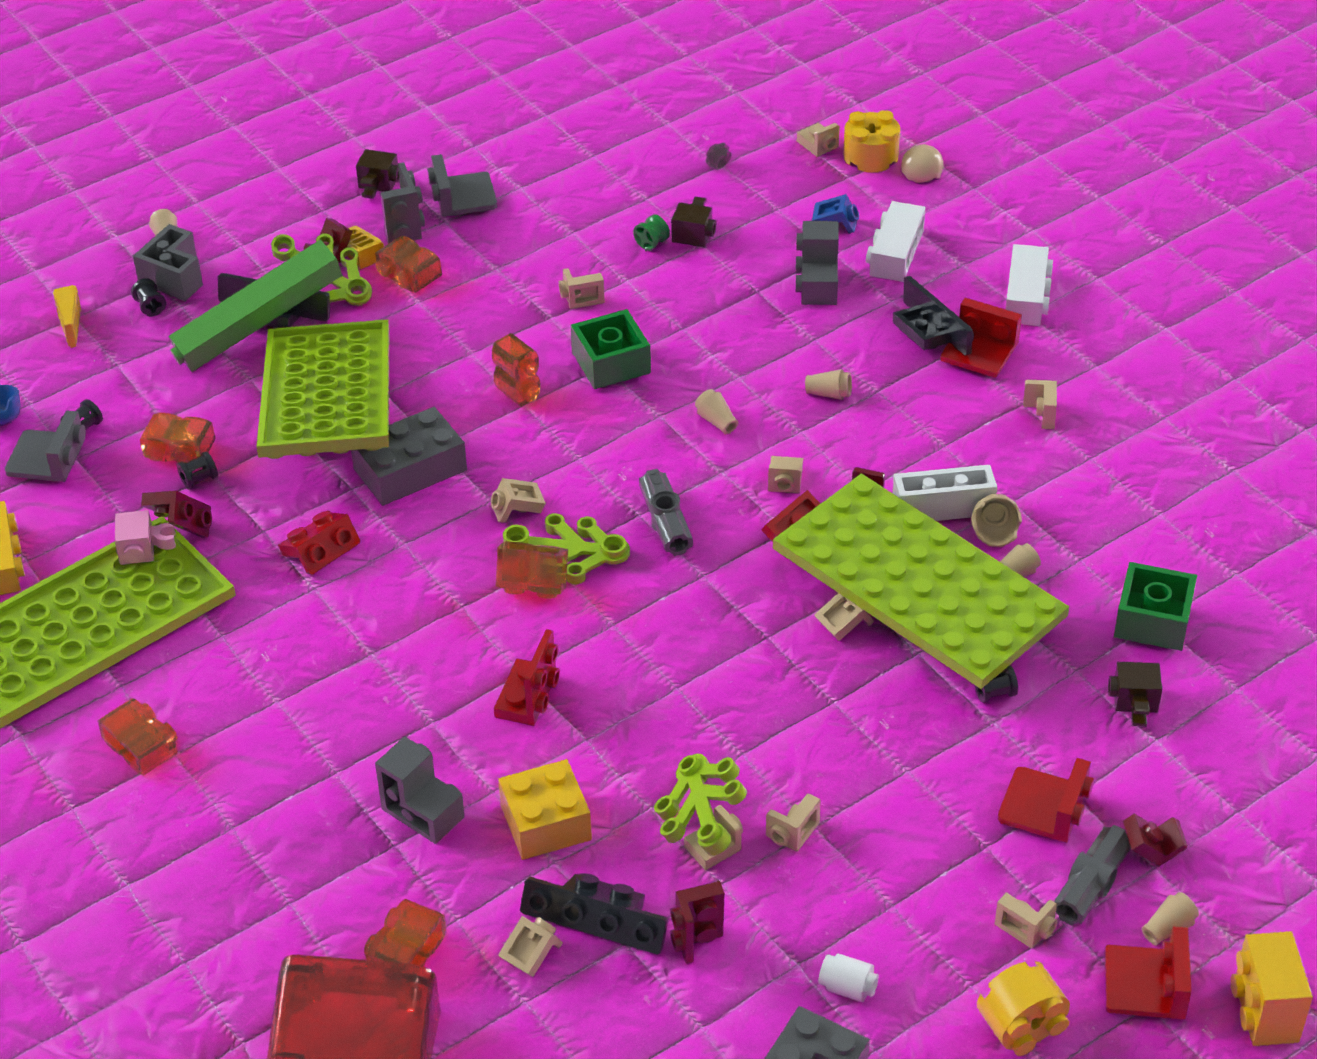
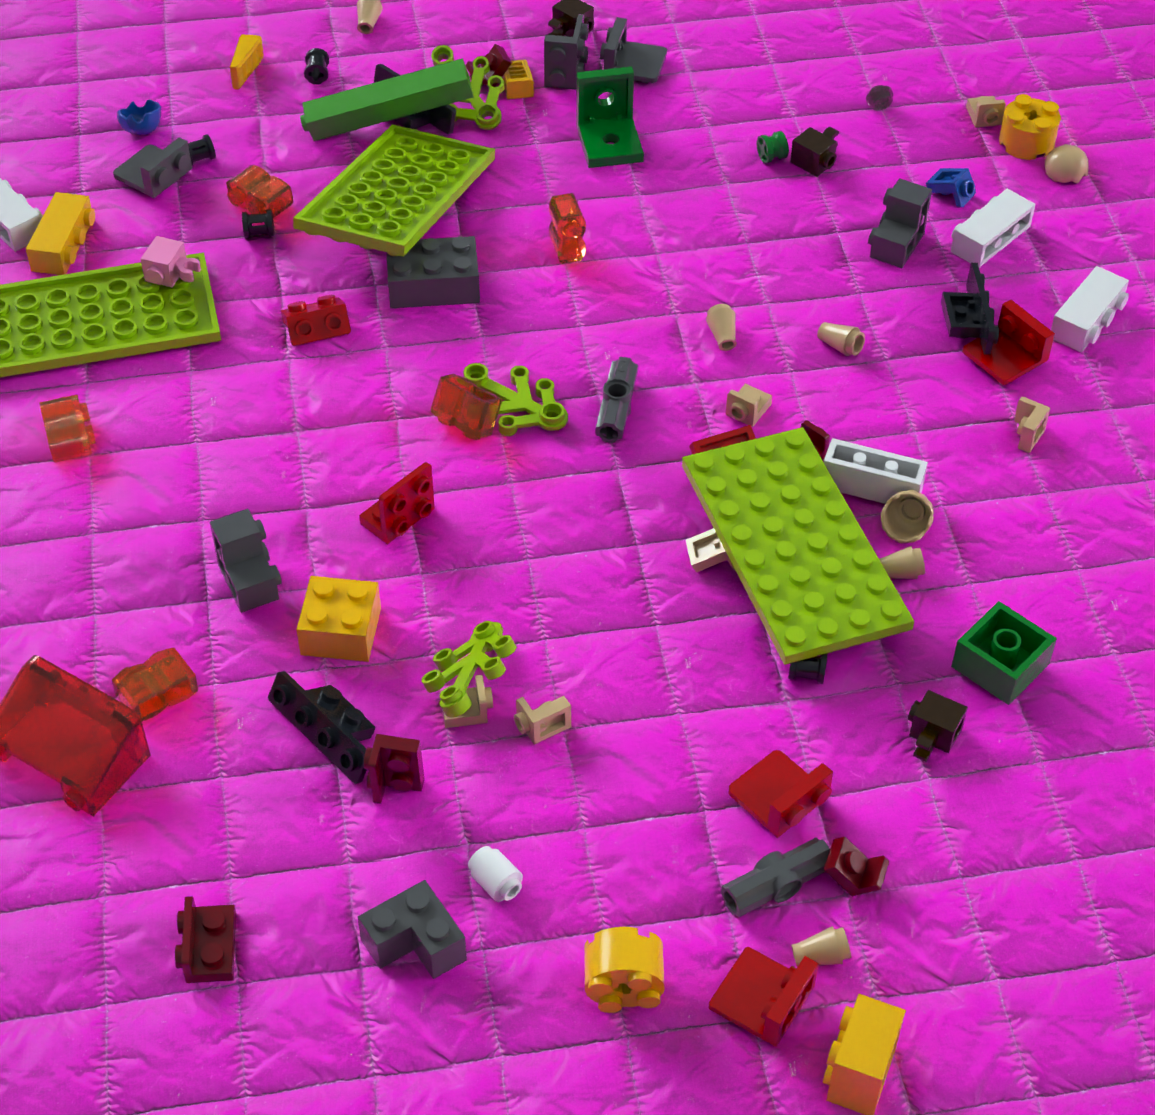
camera: 25 degrees right, 5 degrees up
(170, 262) = (349, 41): dark grey brick -> none
(181, 511) = (214, 254): dark red bracket -> none
(408, 264) = (544, 107): clear orange brick -> none
(479, 257) = (607, 119): none -> green bracket
(517, 496) = (500, 340): tan bracket -> none
(529, 944) = (251, 728): tan bracket -> none
(582, 290) = (677, 178): bracket -> none
(610, 349) = (663, 238): green brick -> none
(1023, 922) = (685, 893): bracket -> none

